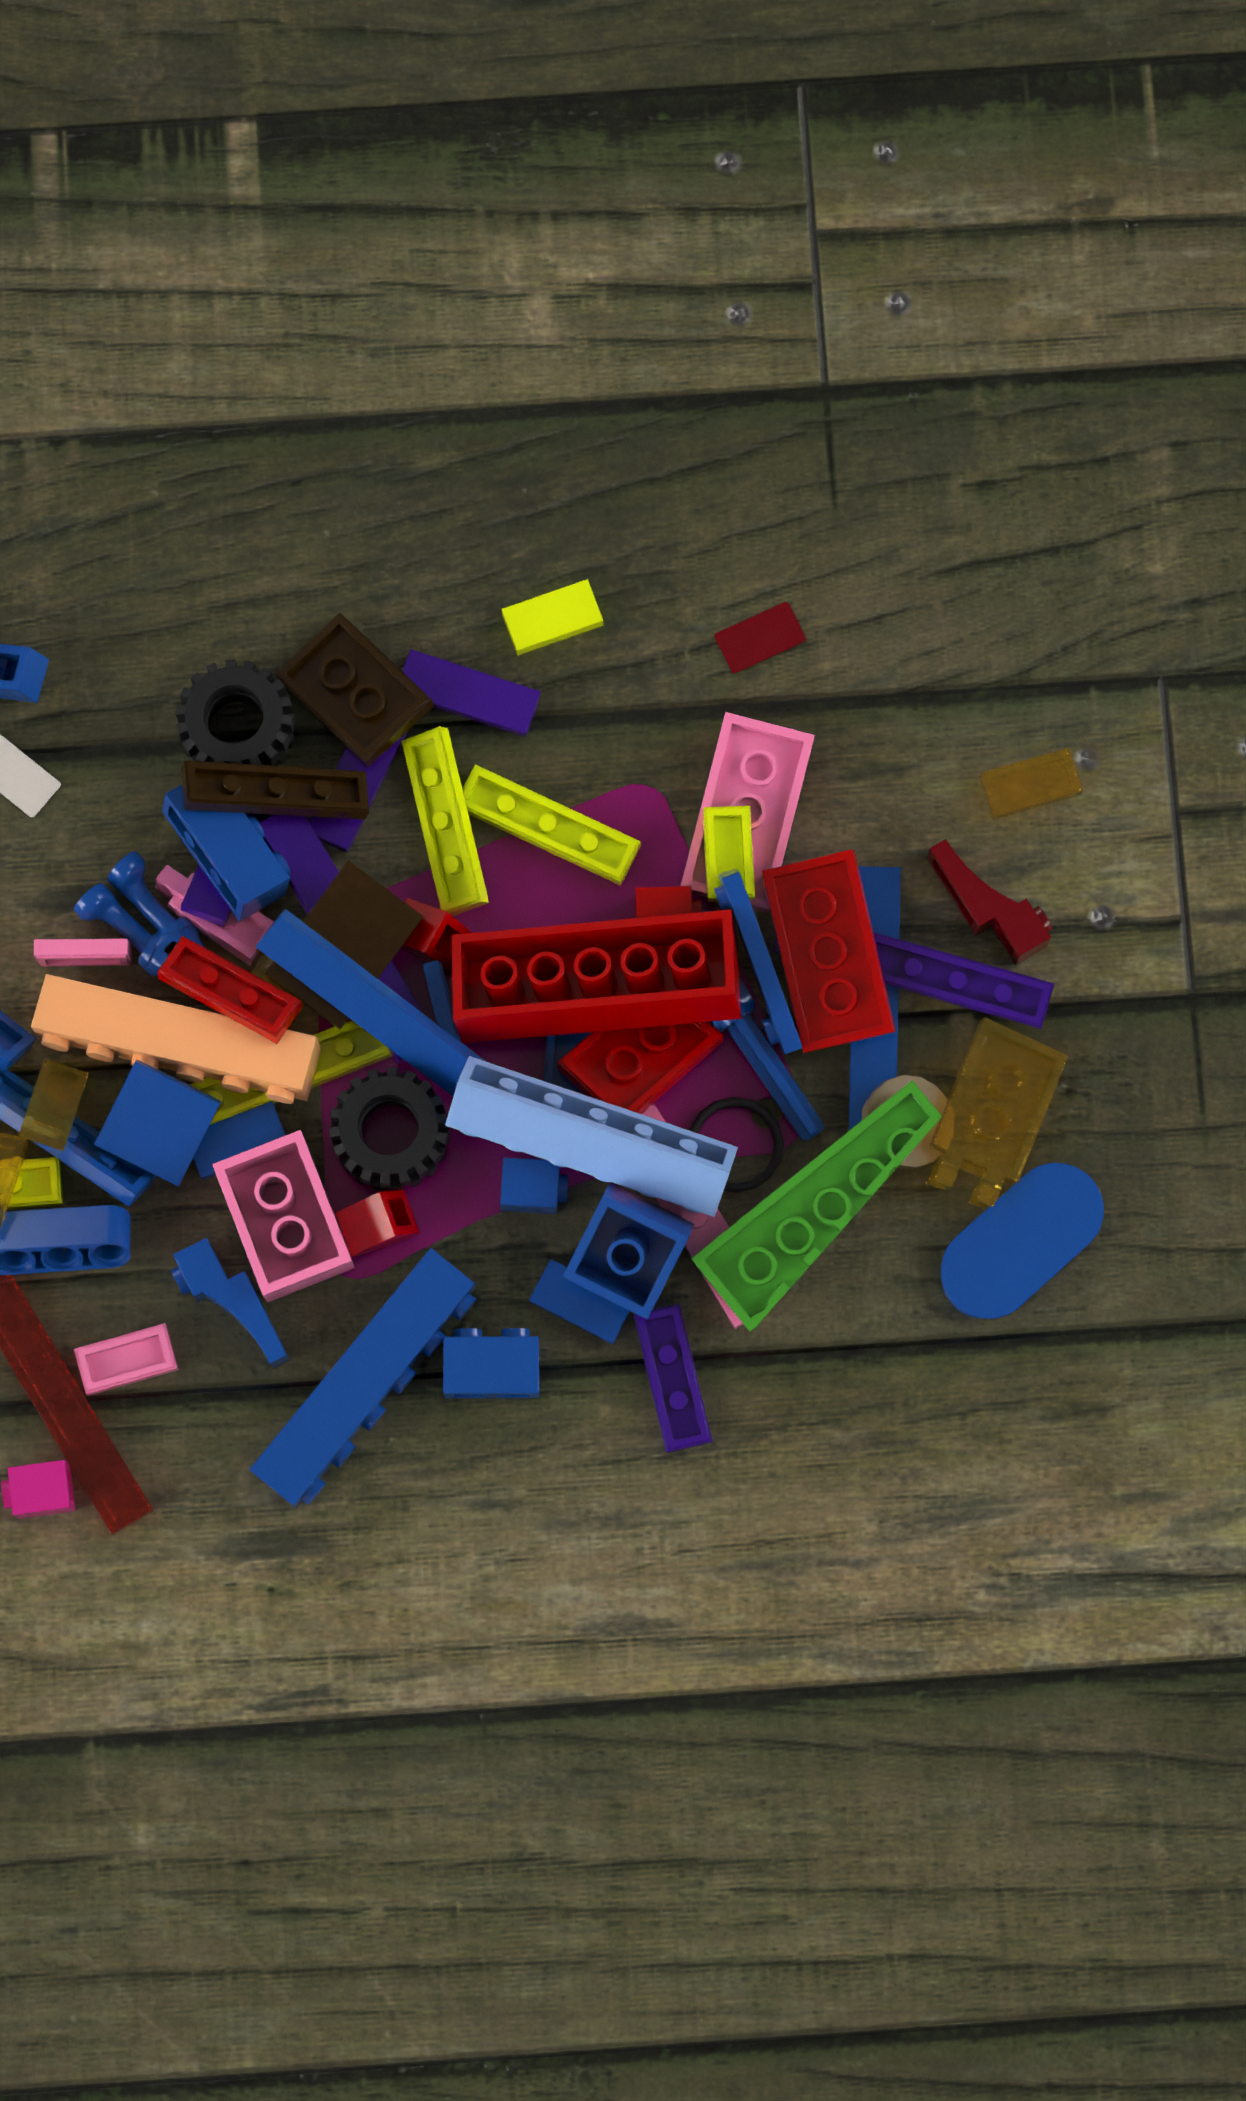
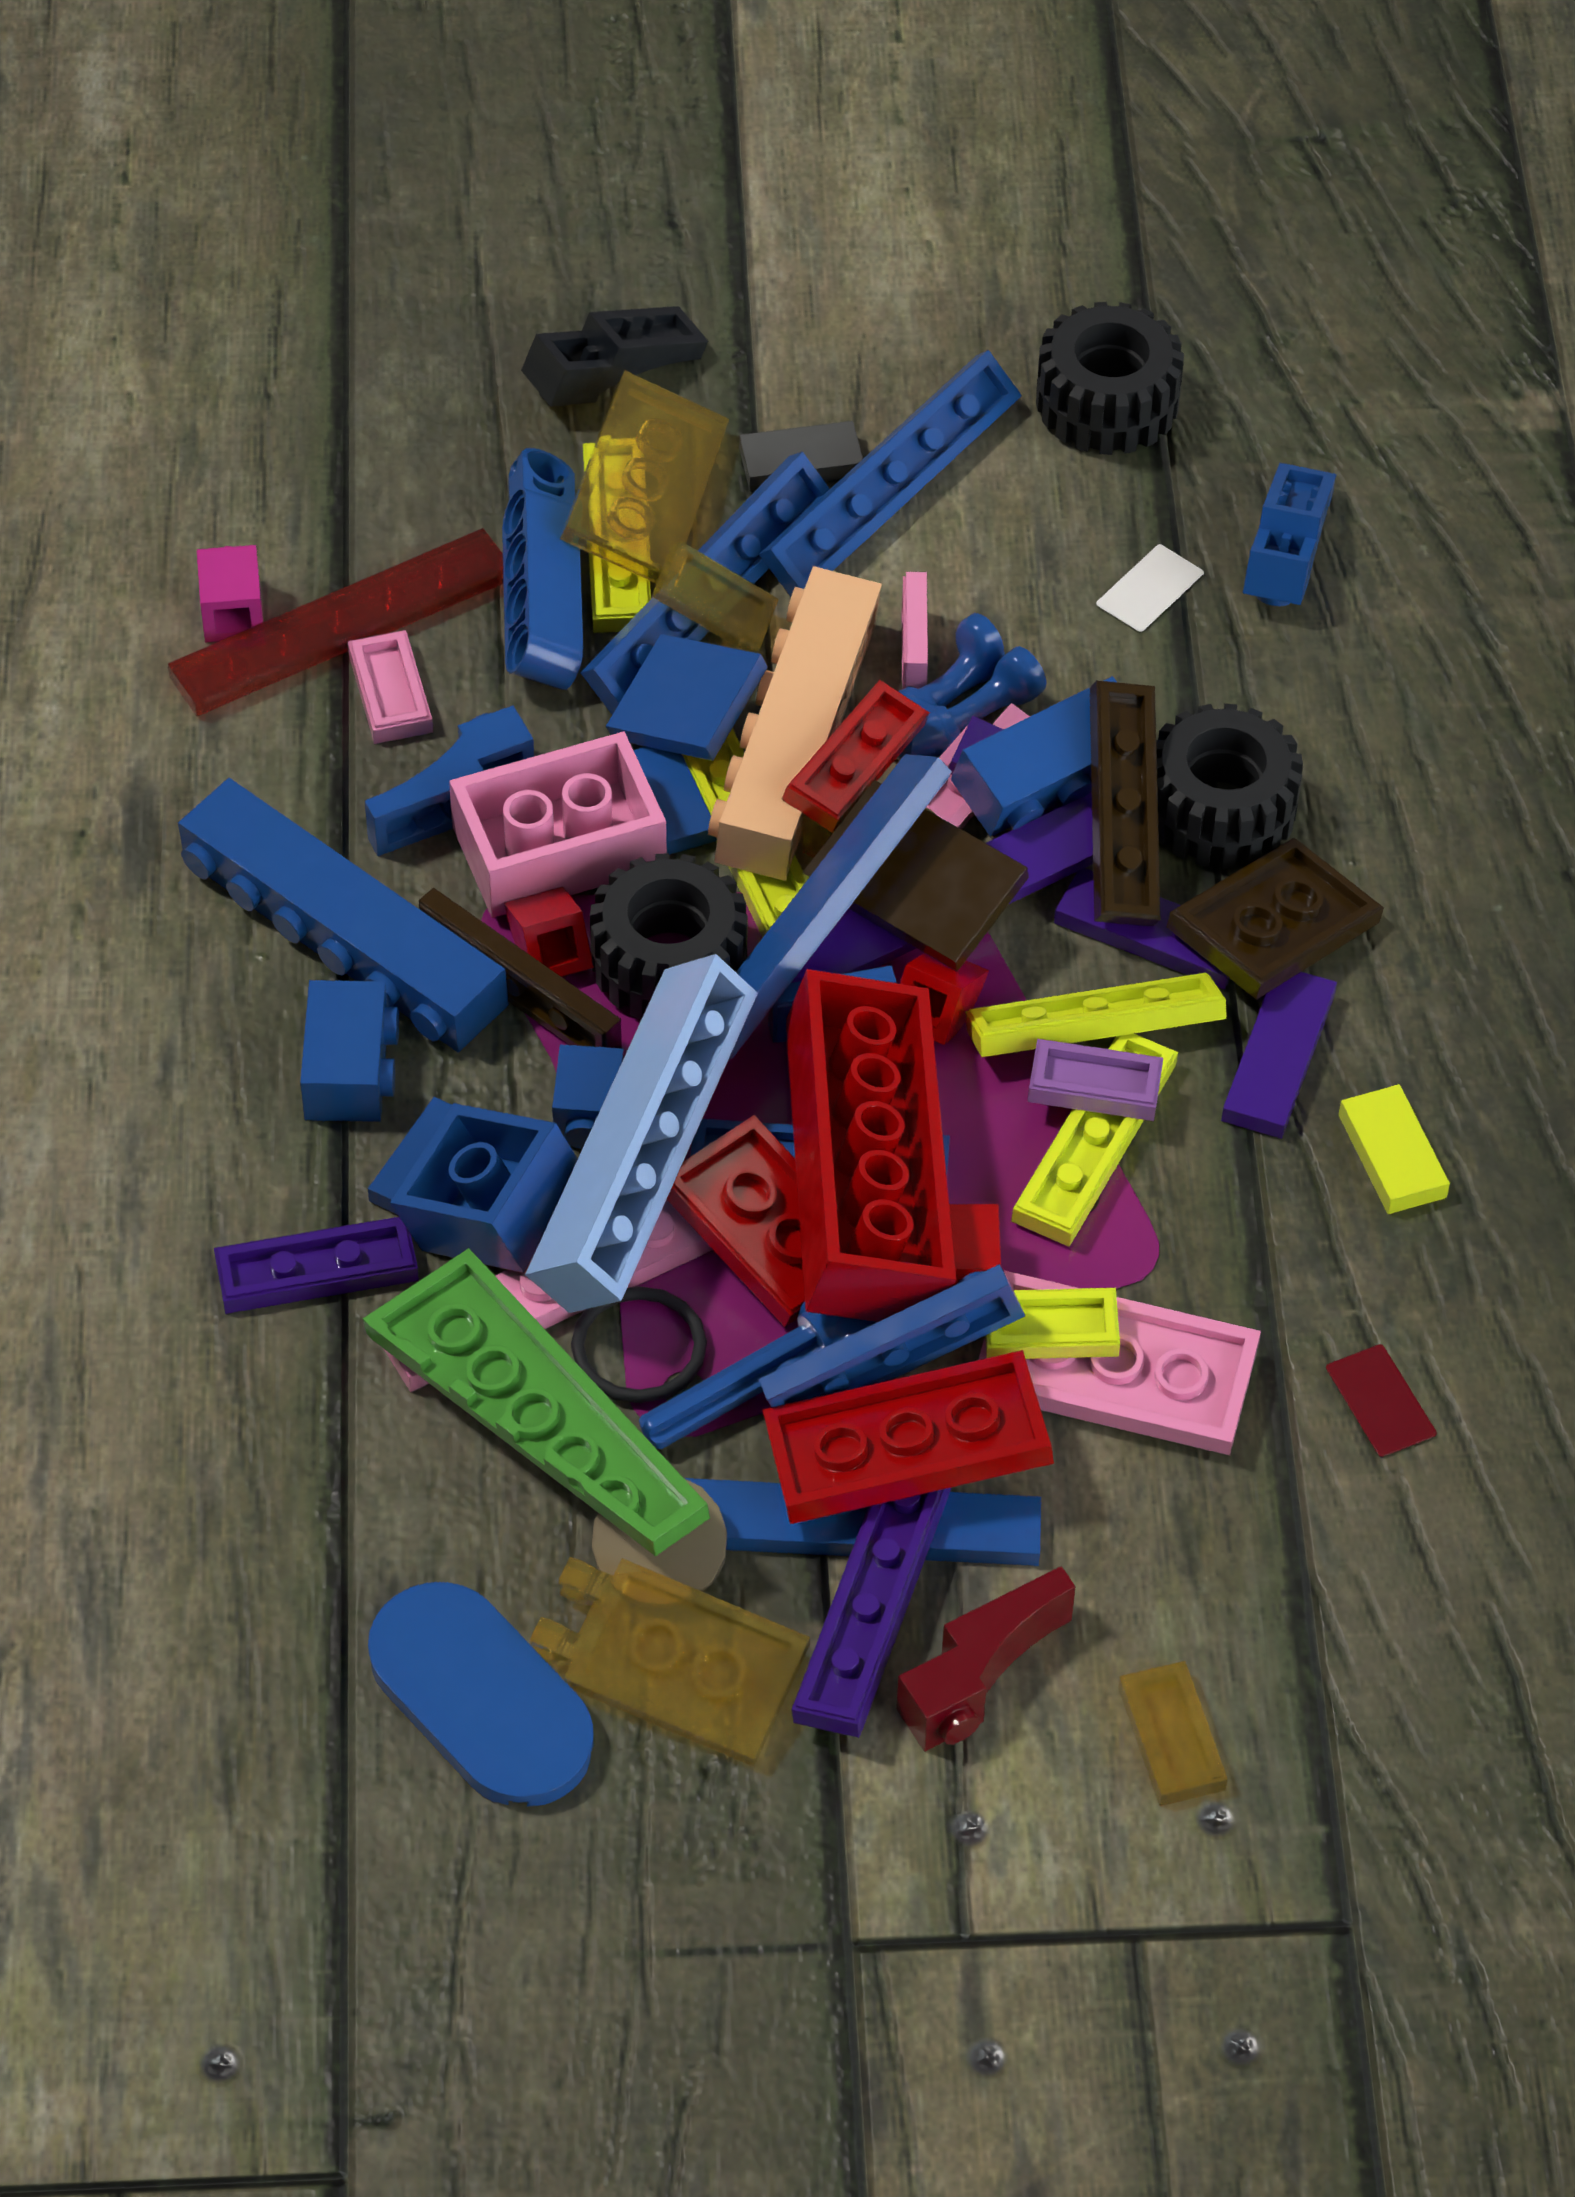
camera: 90 degrees right, 25 degrees down
(425, 1238) = (529, 982): none -> dark brown tile
(510, 821) = (1095, 1079): none -> medium lavender tile

